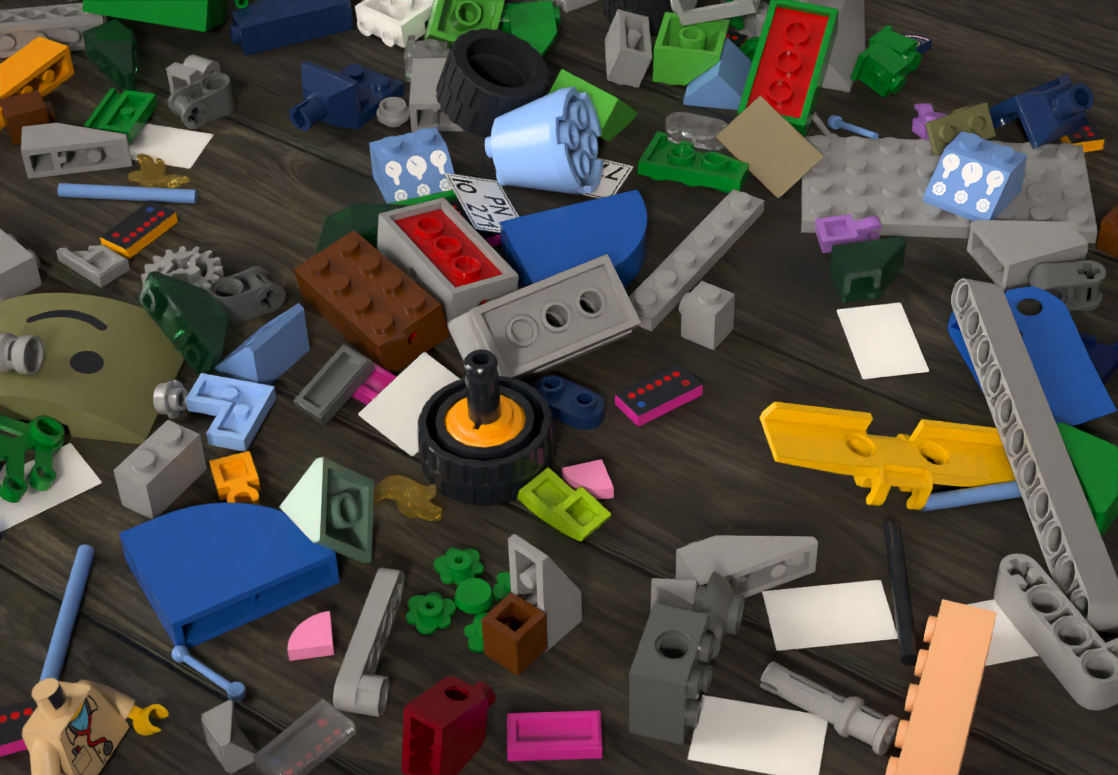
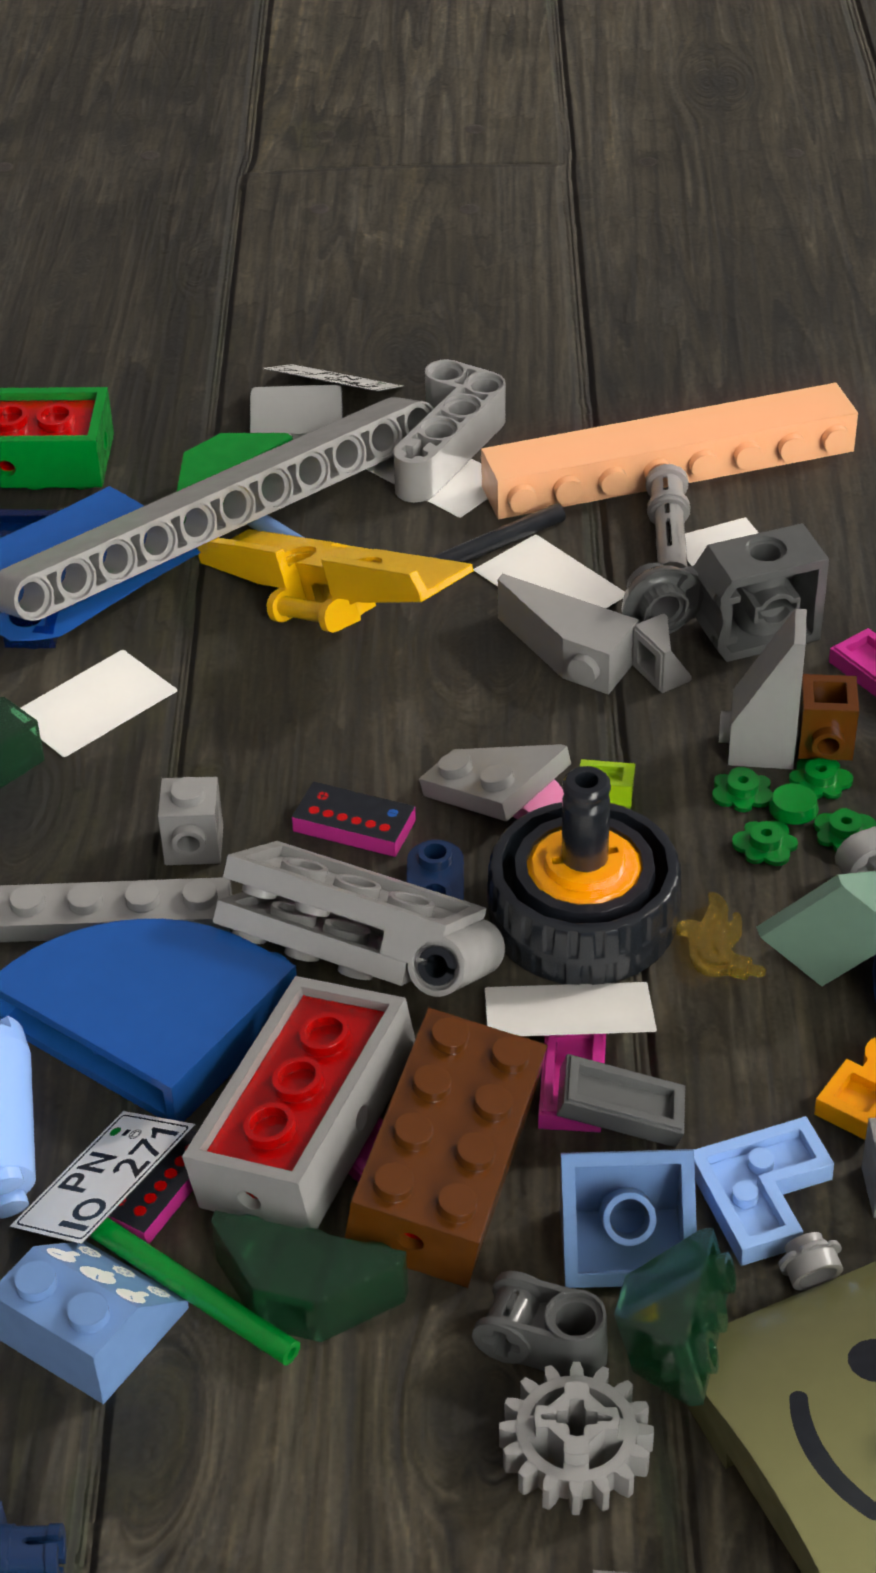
camera: 125 degrees left, 0 degrees up
(627, 458) = (494, 779): none -> light grey wing

